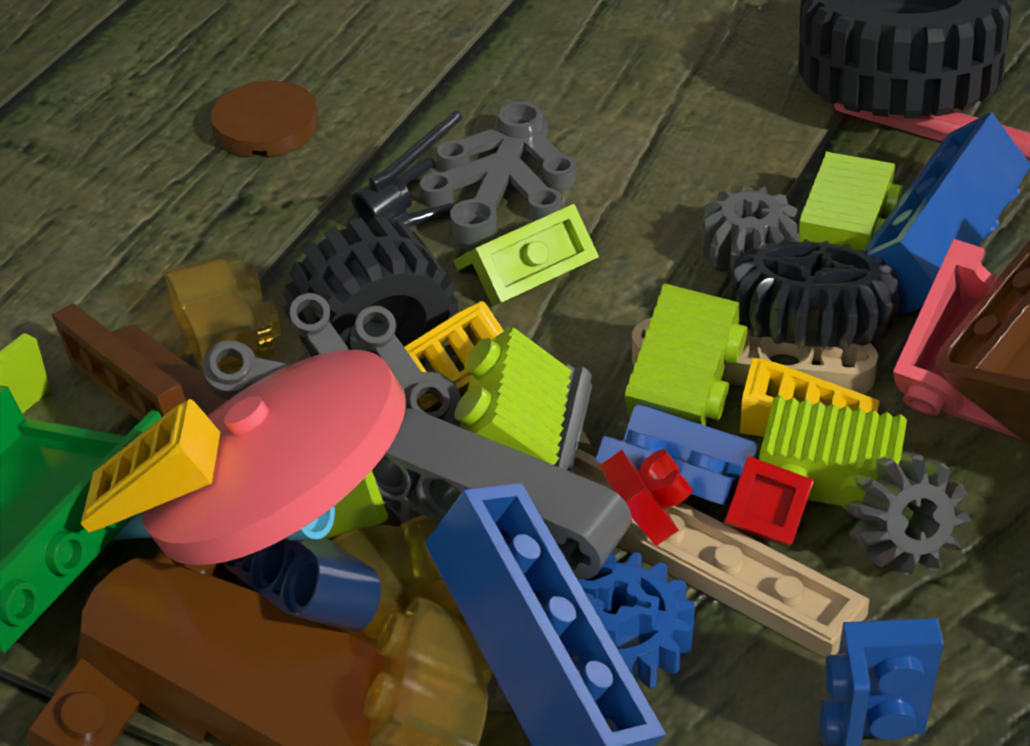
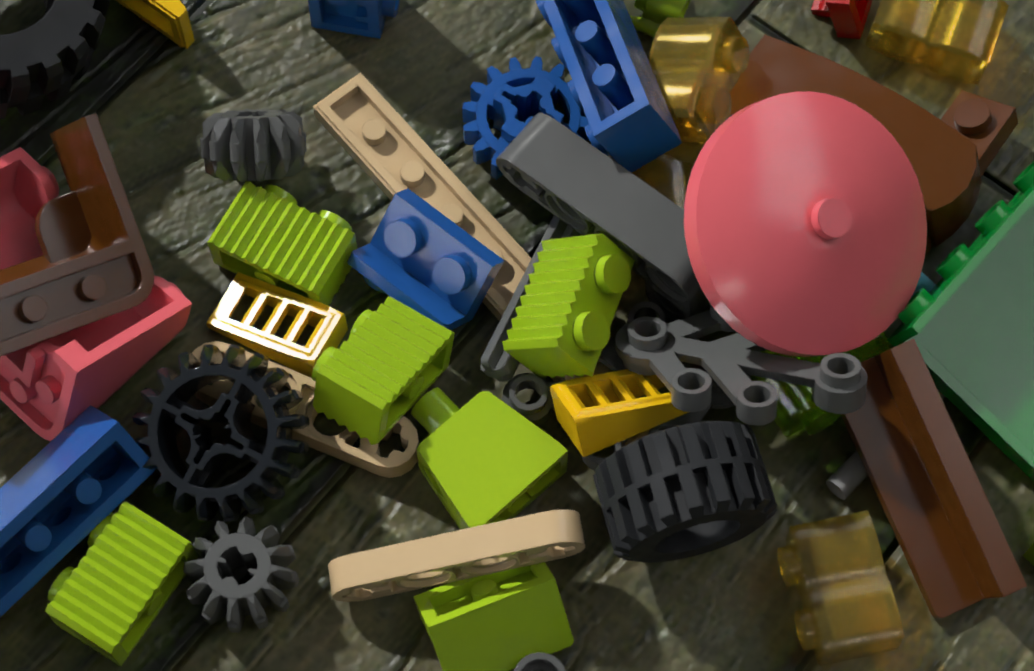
camera: 170 degrees left, 25 degrees up
(156, 467) = (883, 207): yellow slope -> none
(575, 323) = (484, 457): none -> lime torso
(648, 257) = (456, 555): none -> tan beam
(649, 490) = (477, 198): red tile -> none
(768, 502) = (361, 194): red tile -> none

